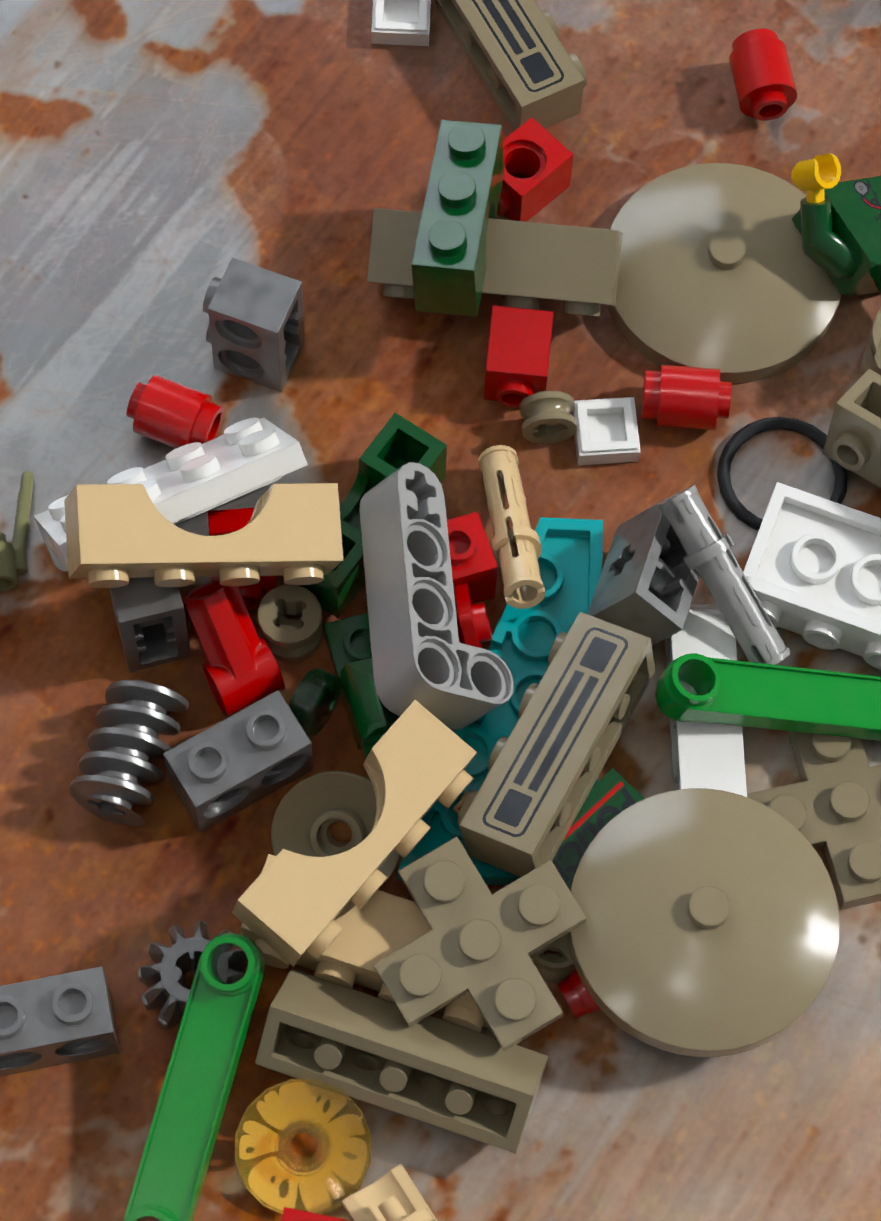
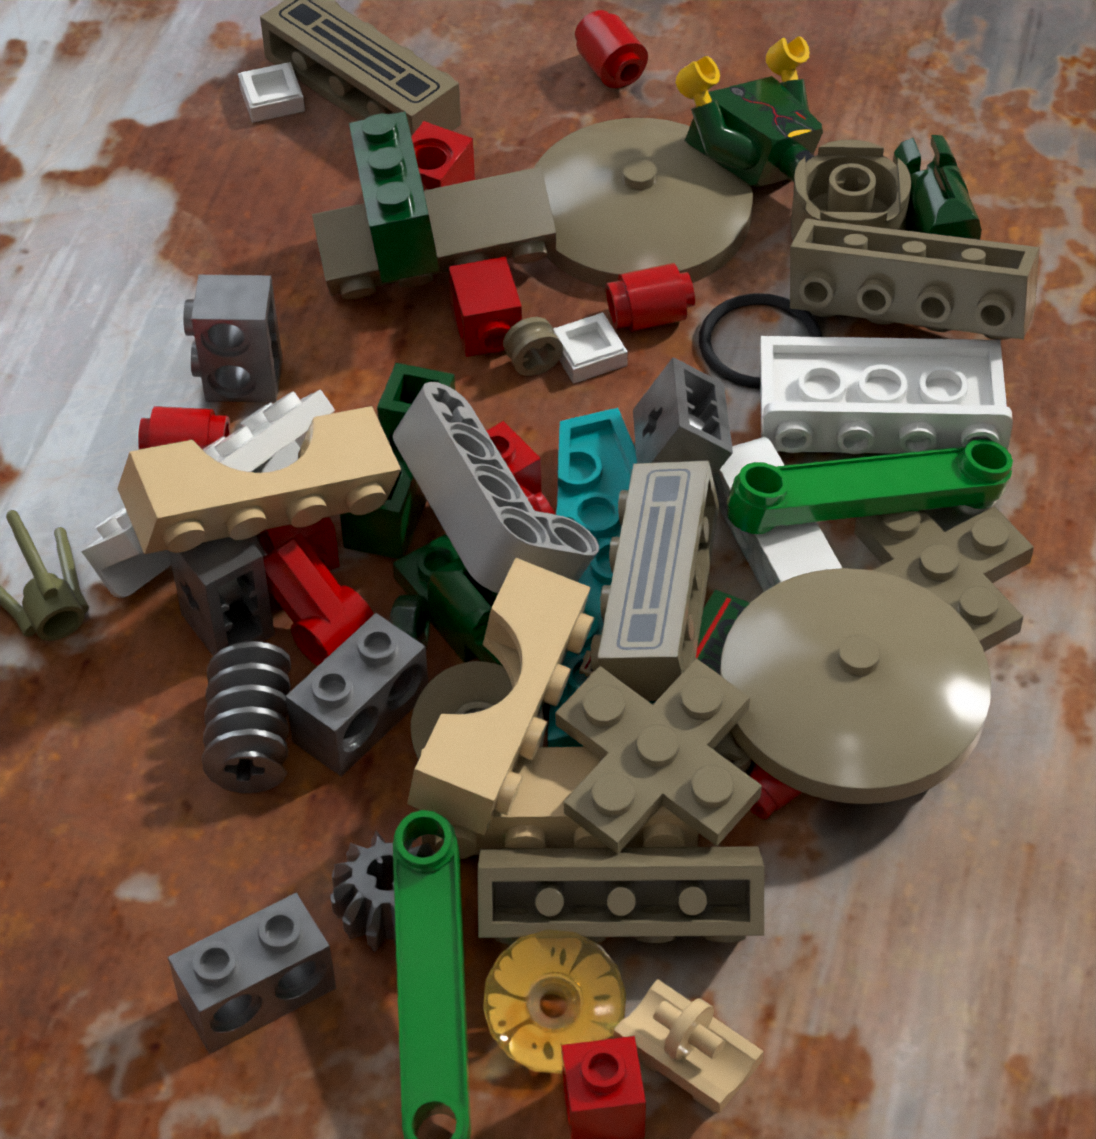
camera: 15 degrees left, 15 degrees down
(295, 637) = (371, 565): dark tan wheel -> none
(522, 573) = (544, 435): tan pin -> none
(722, 575) = (748, 401): light grey pin -> none

